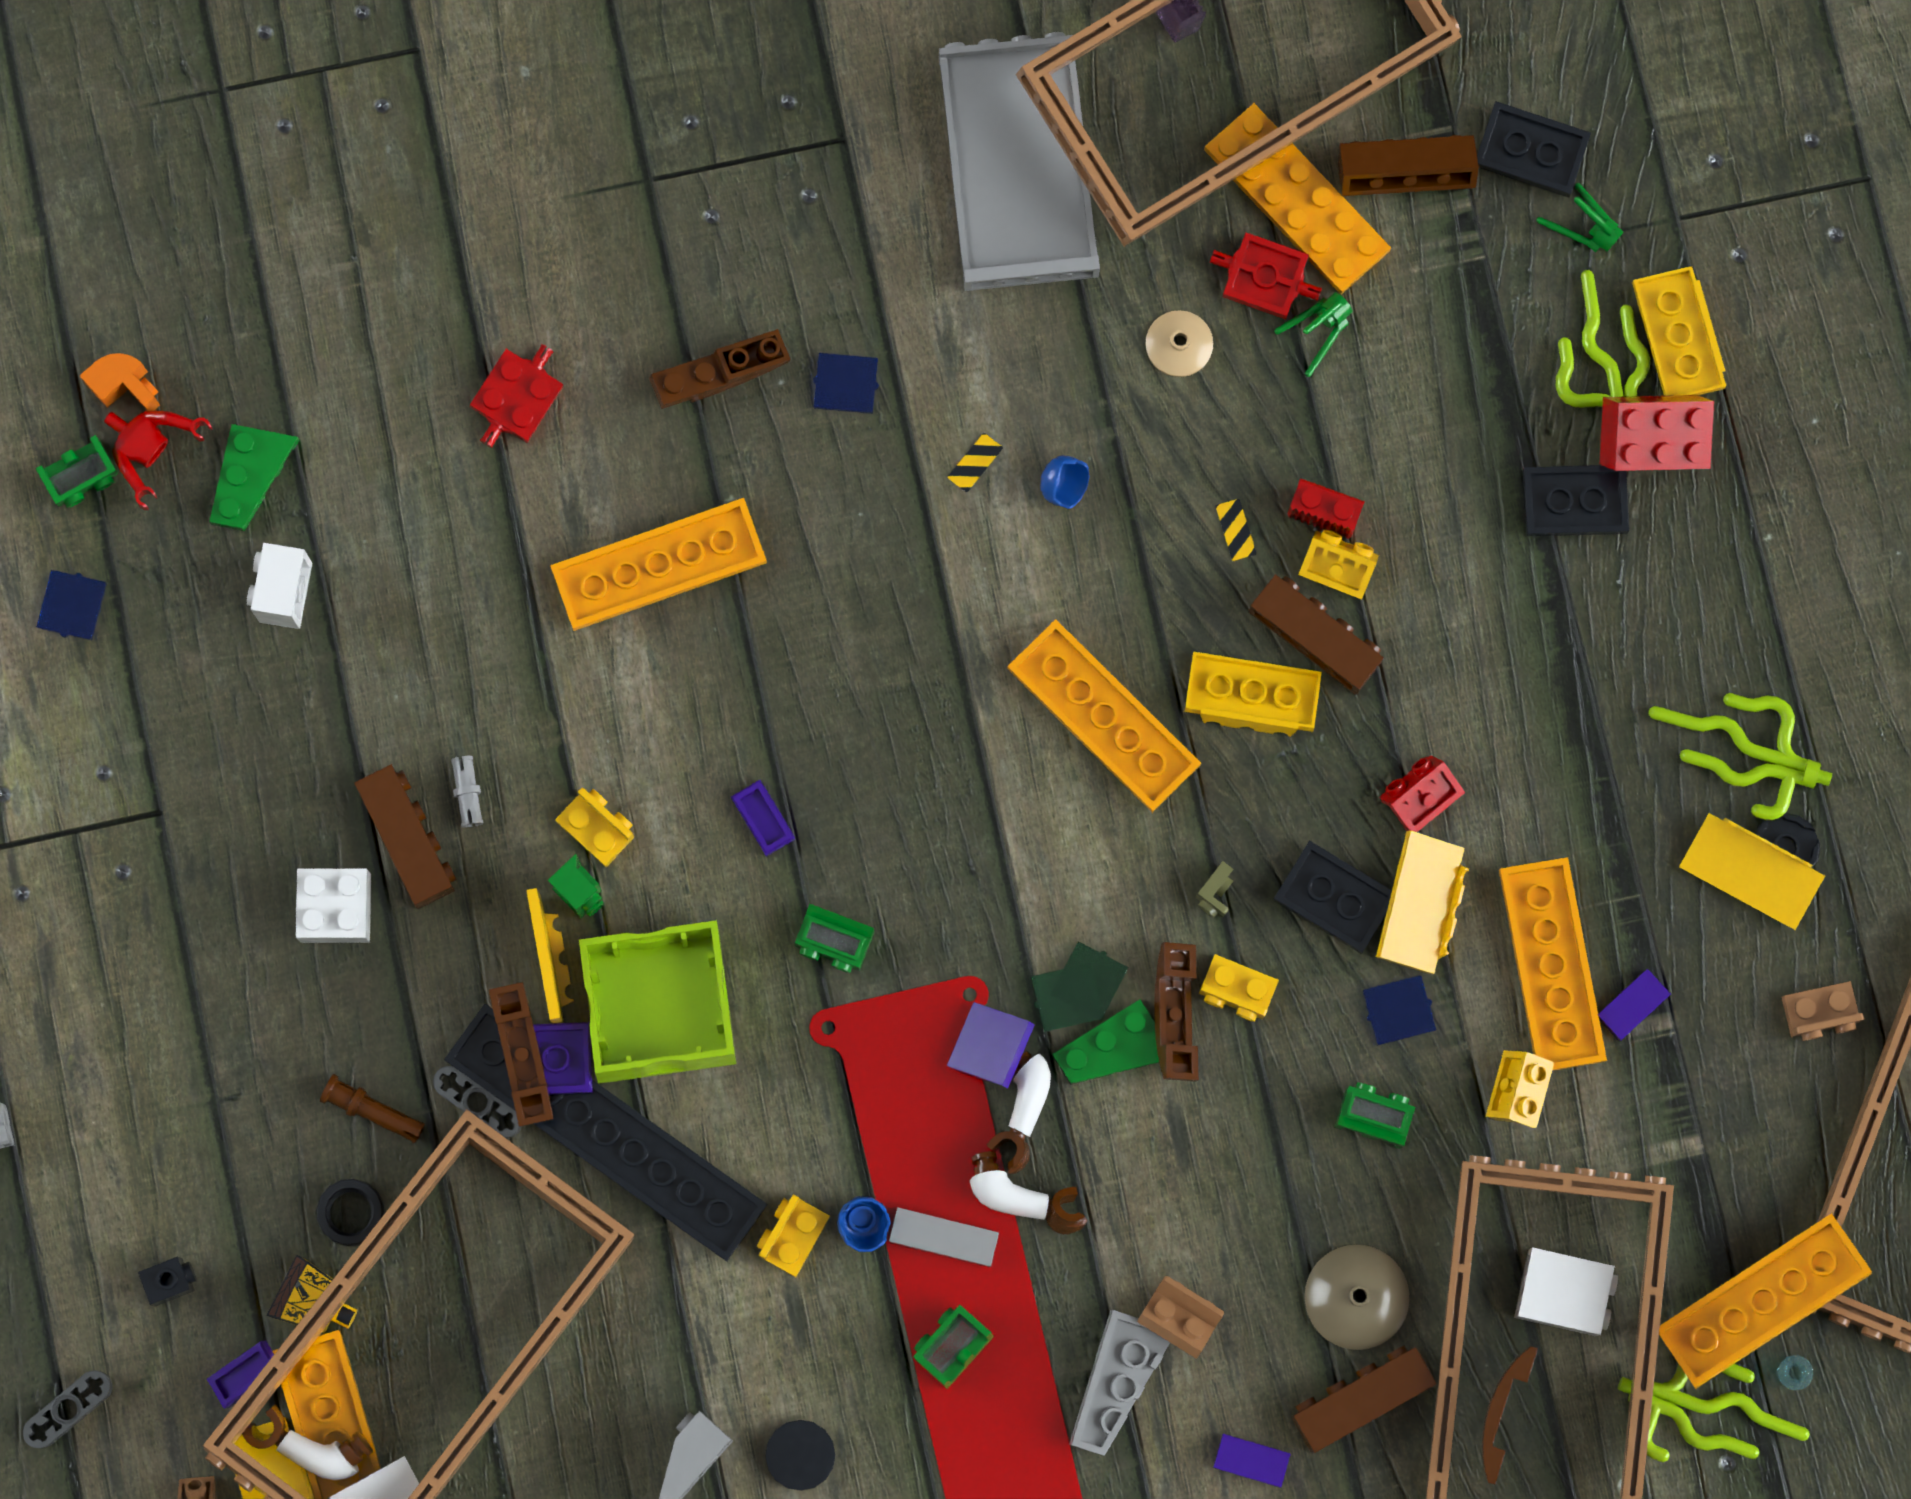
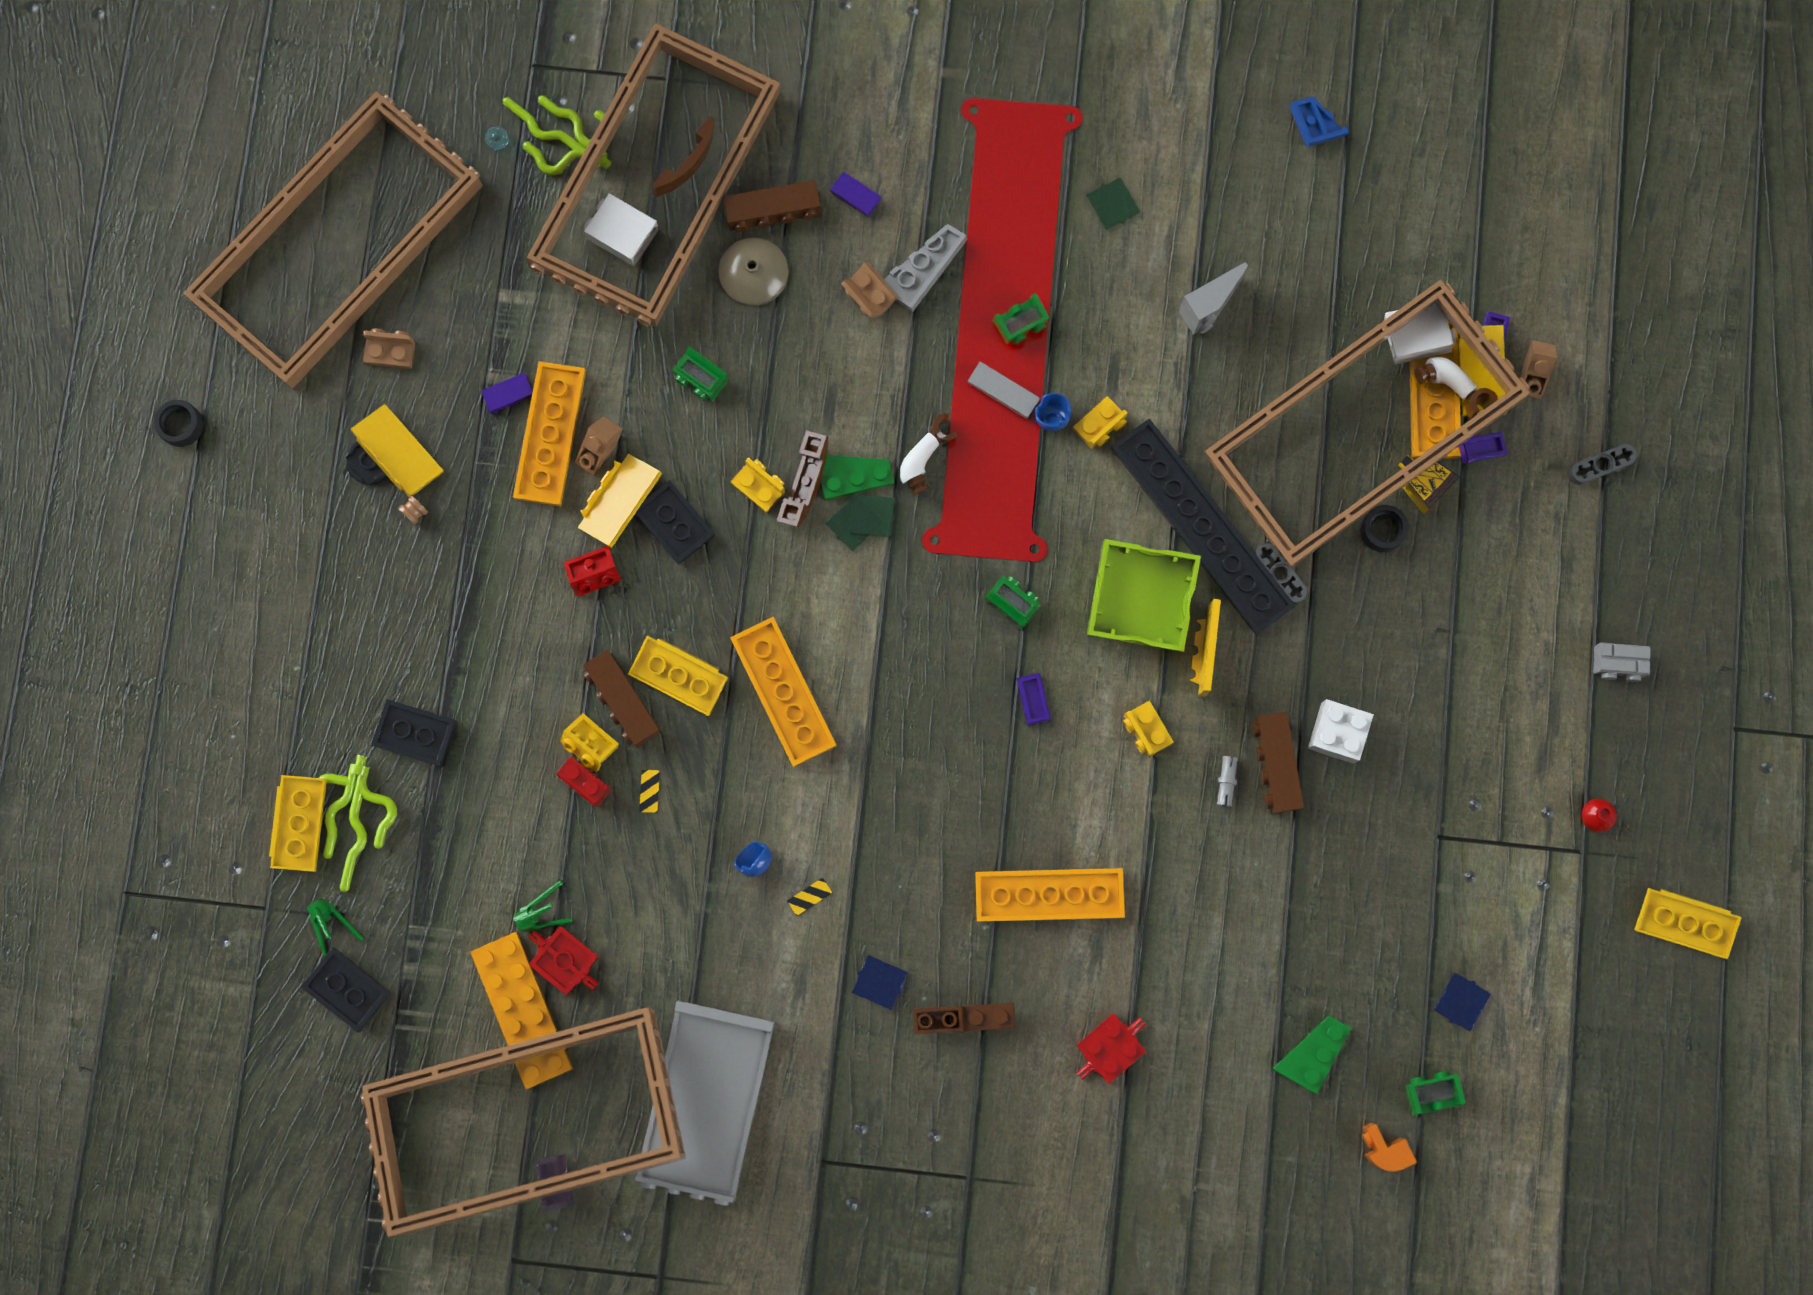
camera: 155 degrees left, 0 degrees up
(144, 443) = (1382, 1101): red piece -> none
(167, 1280) = (1517, 522): black brick -> none
(280, 585) = (1317, 962): white brick -> none
(358, 1103) = (1360, 597): reddish brown pin -> none
(521, 1054) = (1245, 585): reddish brown slope -> none
(566, 1056) = (1221, 580): dark purple tile -> none
(577, 888) = (1174, 686): green window -> none
(800, 1455) = (1139, 287): black tile -> none
(990, 1045) = (933, 497): dark purple tile -> none
(1000, 1194) = (958, 402): piece -> none
(1175, 359) = (653, 934): tan dish -> none
(1218, 884) = (750, 555): olive bracket -> none
(1399, 1010) = (659, 439): clear blue piece -> none
(1407, 165) = (435, 1005): reddish brown brick -> none
(1479, 970) = (598, 445): none -> medium nougat slope
(1520, 1088) = (601, 361): yellow bracket -> none
(1656, 432) = (340, 755): brick -> none
(1696, 796) = (413, 510): none -> medium nougat wheel
(1763, 1300) = (497, 178): light orange plate -> none
(1786, 764) = (345, 511): lime plant -> none

